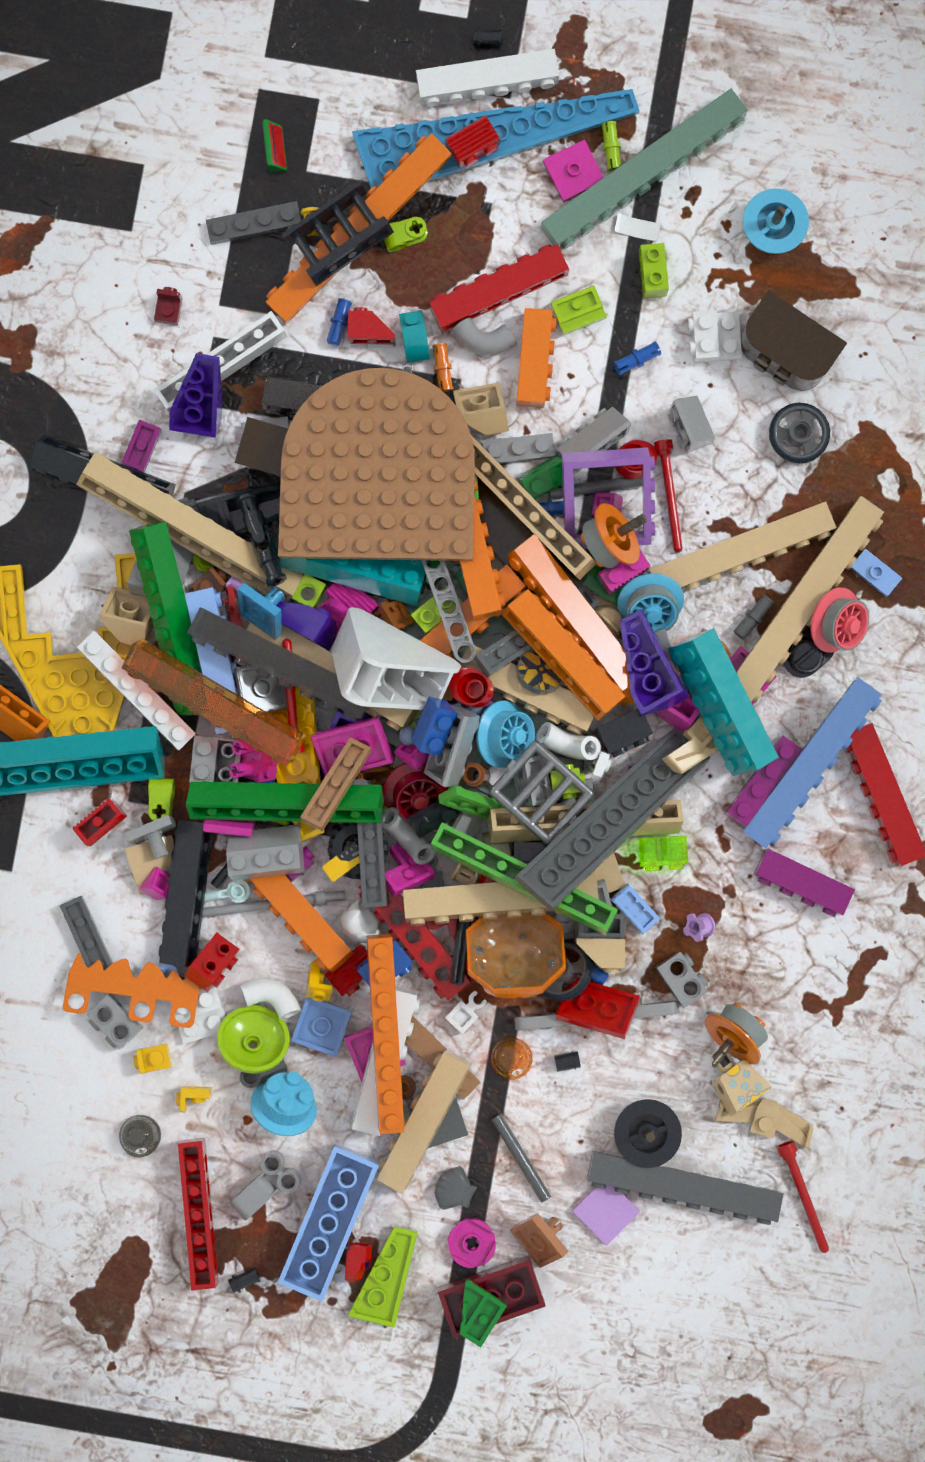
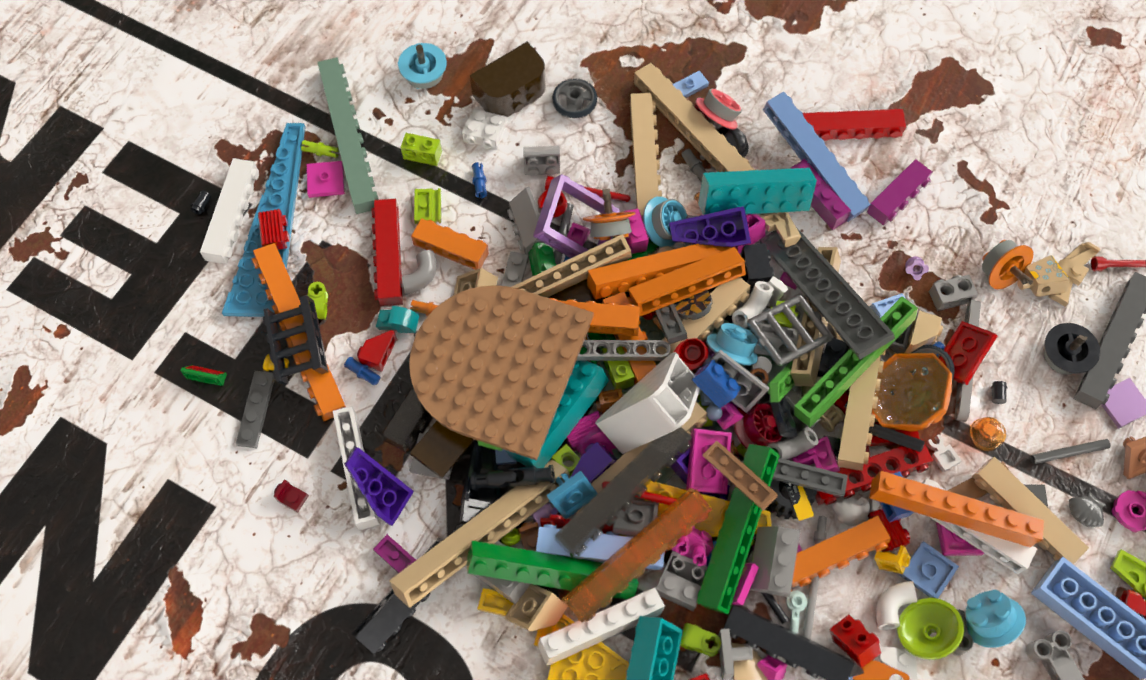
camera: 70 degrees left, 20 degrees down
(637, 227) = (385, 153): white sticker -> none
(663, 851) = (853, 271): clear neon green brick -> none

